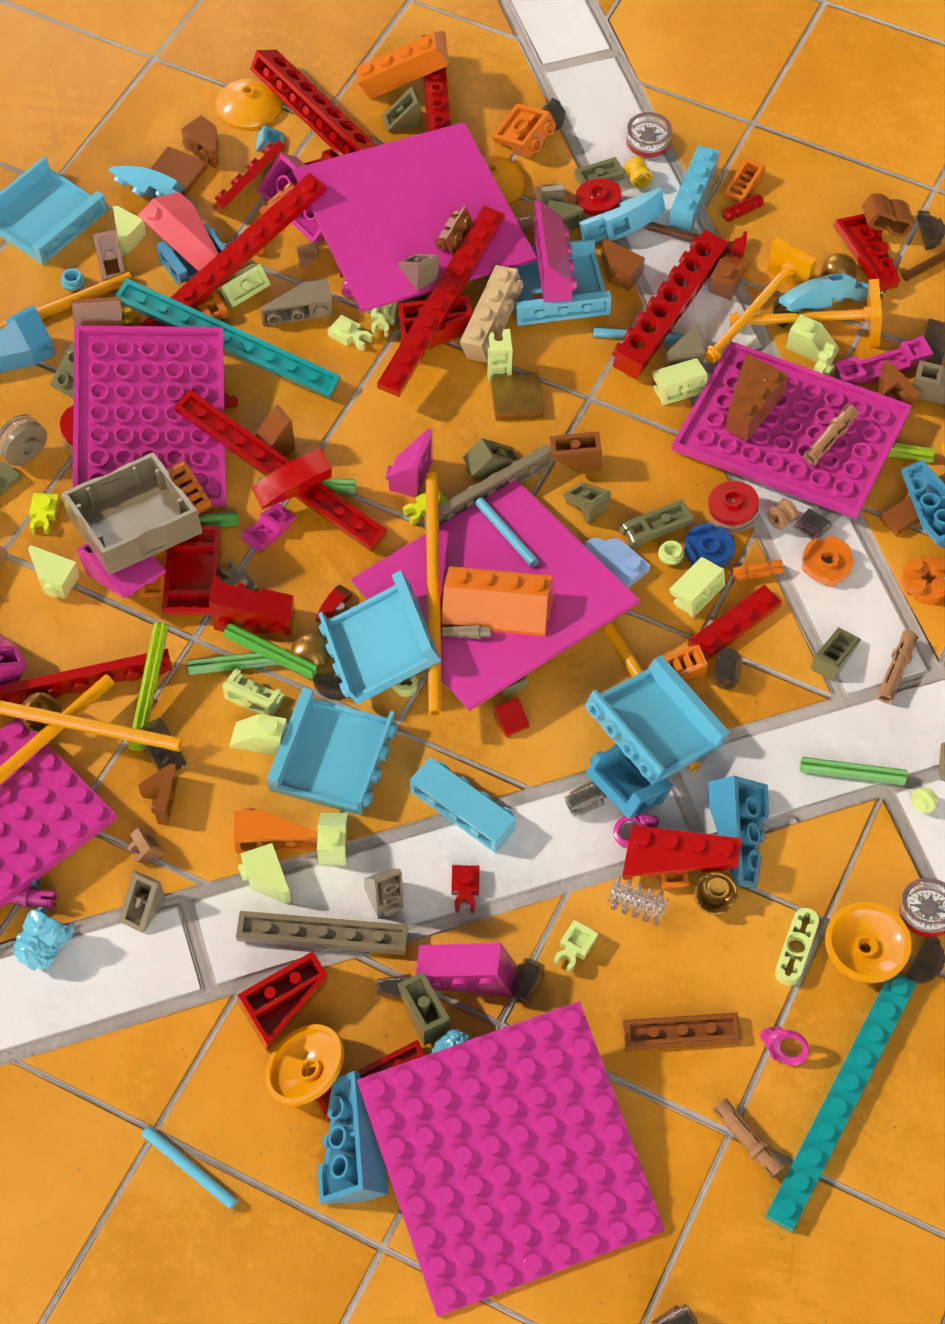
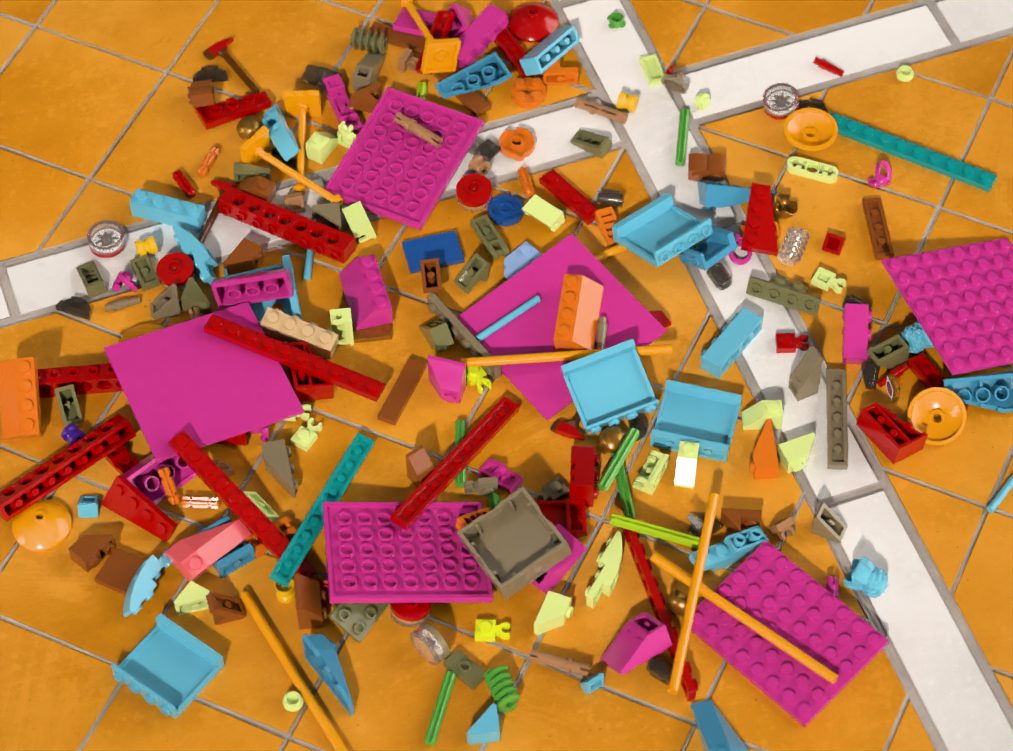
camera: 90 degrees left, 5 degrees down
(72, 279) = (244, 632): medium azure plate -> none
(112, 638) = (608, 571): none -> yellowish green slope
(116, 777) = (732, 549): none -> medium azure slope
(248, 509) = (483, 486): none -> dark tan plate
(292, 479) = (472, 445): red slope -> none
(363, 118) = (72, 433): none -> dark purple wheel
(369, 1014) = (892, 387): none -> clear yellow tile
(400, 1023) = (897, 371): none -> red animal
(406, 425) = (401, 391): none -> dark orange tile
(420, 269) = (267, 367): dark tan slope -> none
(456, 230) = (220, 344): dark orange hinge -> none
(525, 129) = (96, 319): orange plate -> none
(554, 155) = (120, 304): none -> dark tan animal
(556, 885) = (784, 293): none -> olive bracket
(559, 388) = (366, 293): none -> dark pink slope
(584, 128) = (91, 280): none -> olive slope
(586, 149) = (125, 278): none -> dark pink piece
(634, 462) = (441, 246): none -> blue tile
(651, 964) = (833, 244): none -> red slope
(671, 553) = (513, 230): yellowish green plate -> none
(712, 312) = (294, 202): none -> medium nougat tile
(750, 166) = (159, 178): orange slope -> none
(754, 396) = (385, 170): dark orange wedge -> none
(757, 1148) = (949, 191): medium nougat pin -> none
(758, 263) = (244, 170): none -> olive slope
(781, 230) = (208, 161): none -> orange axle
(791, 795) = (706, 167): none -> dark orange brick
(914, 699) = (629, 102): none -> yellow wheel

